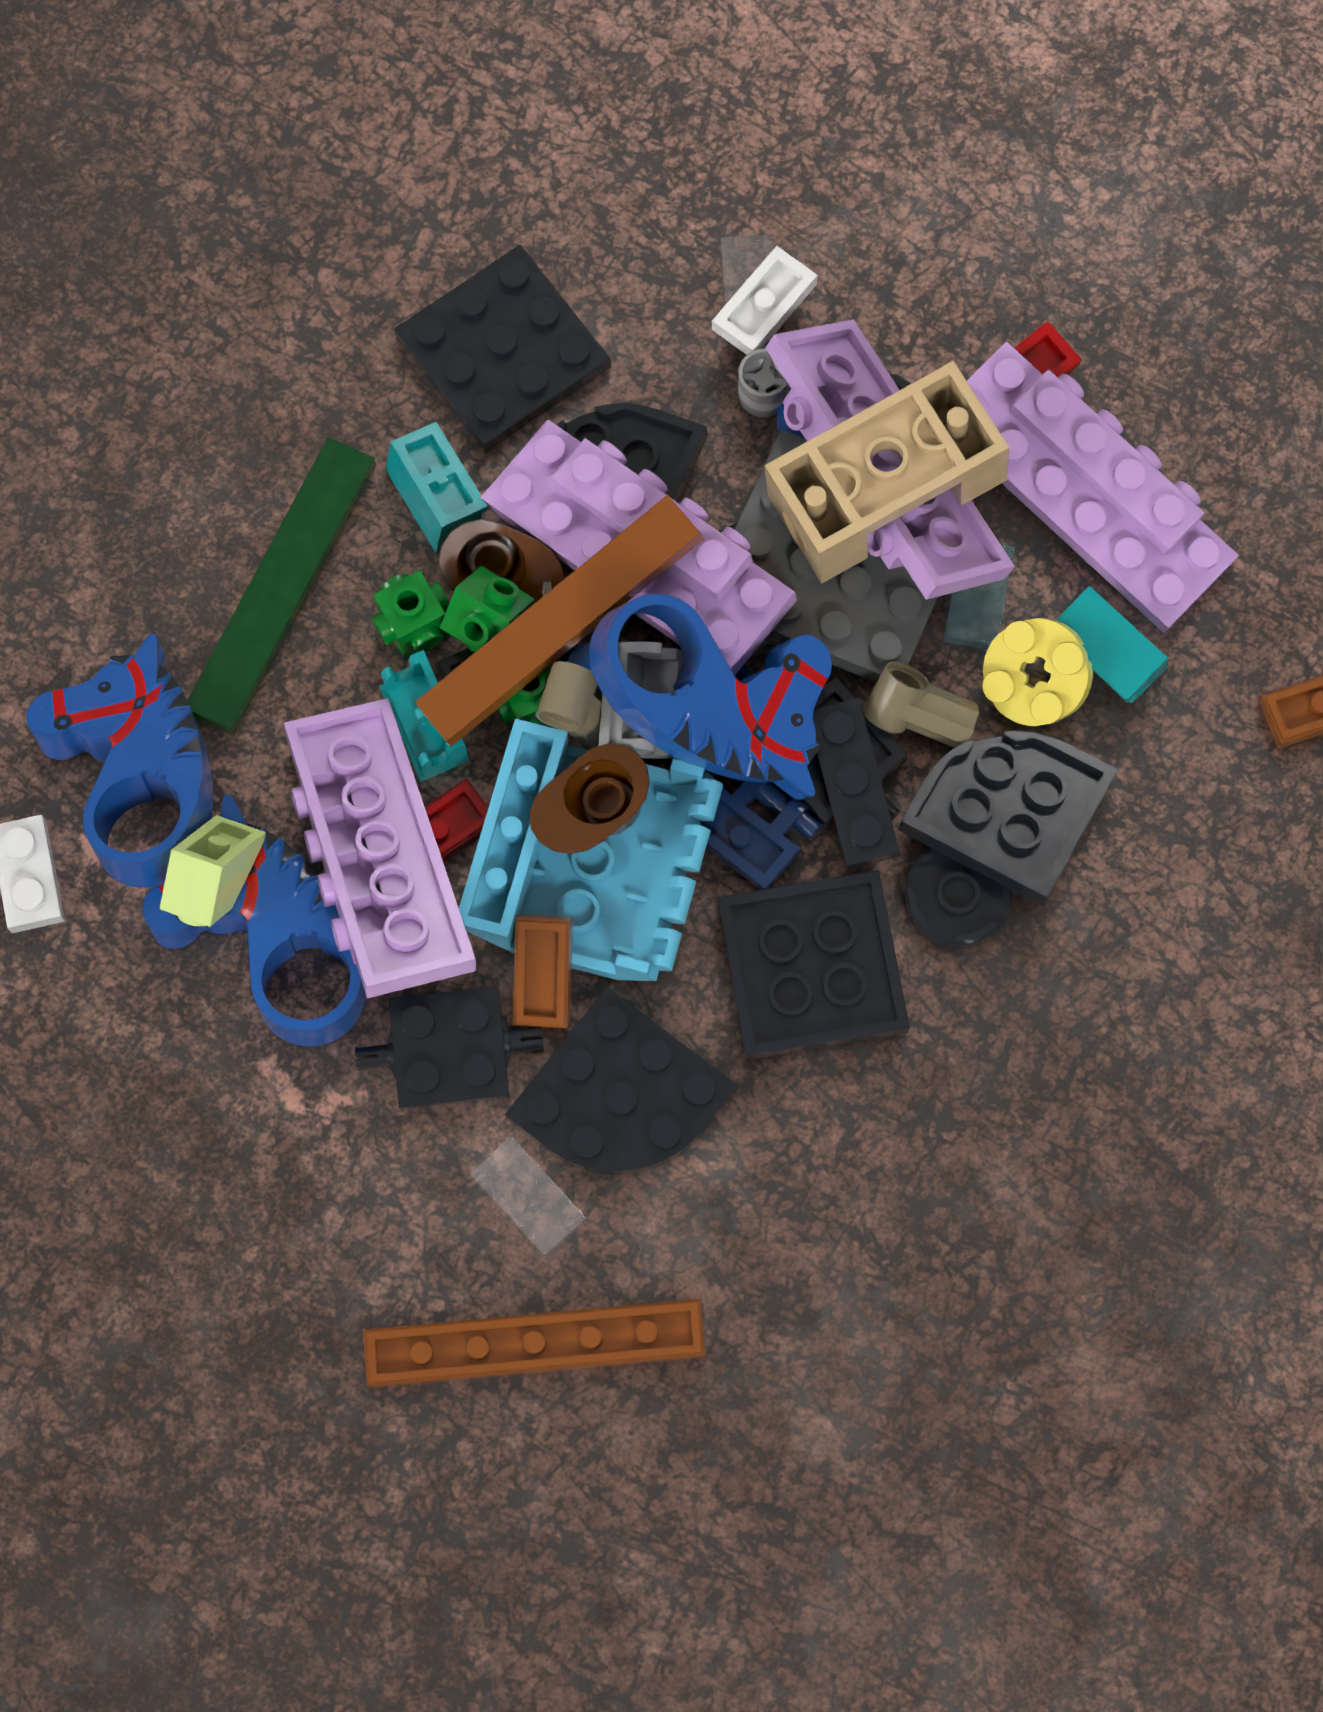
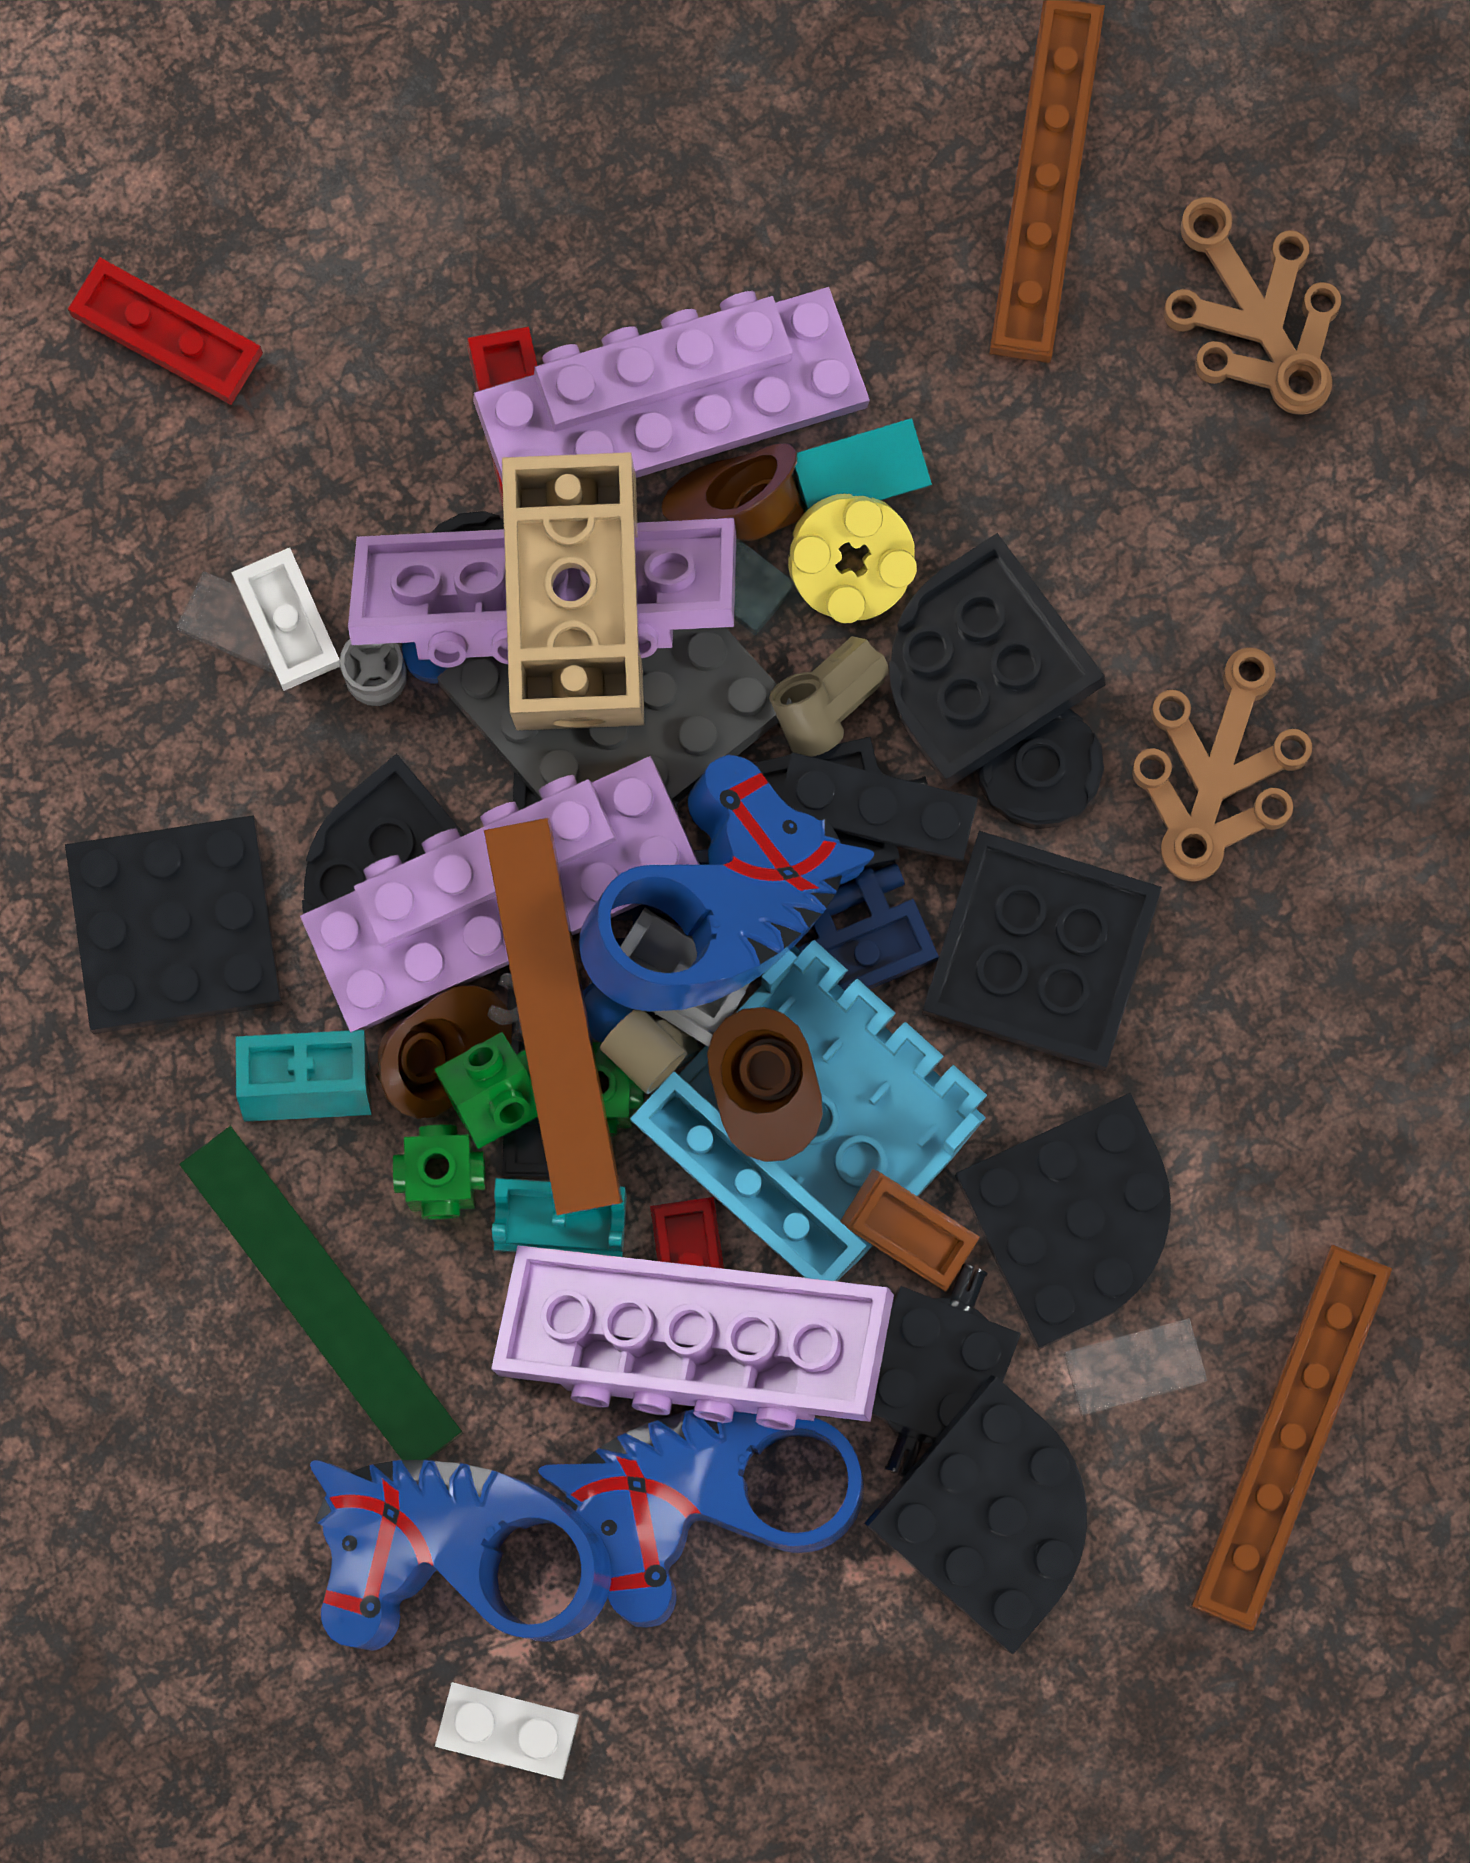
camera: 65 degrees left, 5 degrees up
(210, 870) = (630, 1522): yellowish green slope -> none
(356, 1141) = (992, 1515): none -> black plate
(934, 120) = (165, 331): none -> red plate
(1024, 1029) = (1216, 774): none -> medium nougat plant
(1043, 574) = (749, 488): none -> reddish brown piece

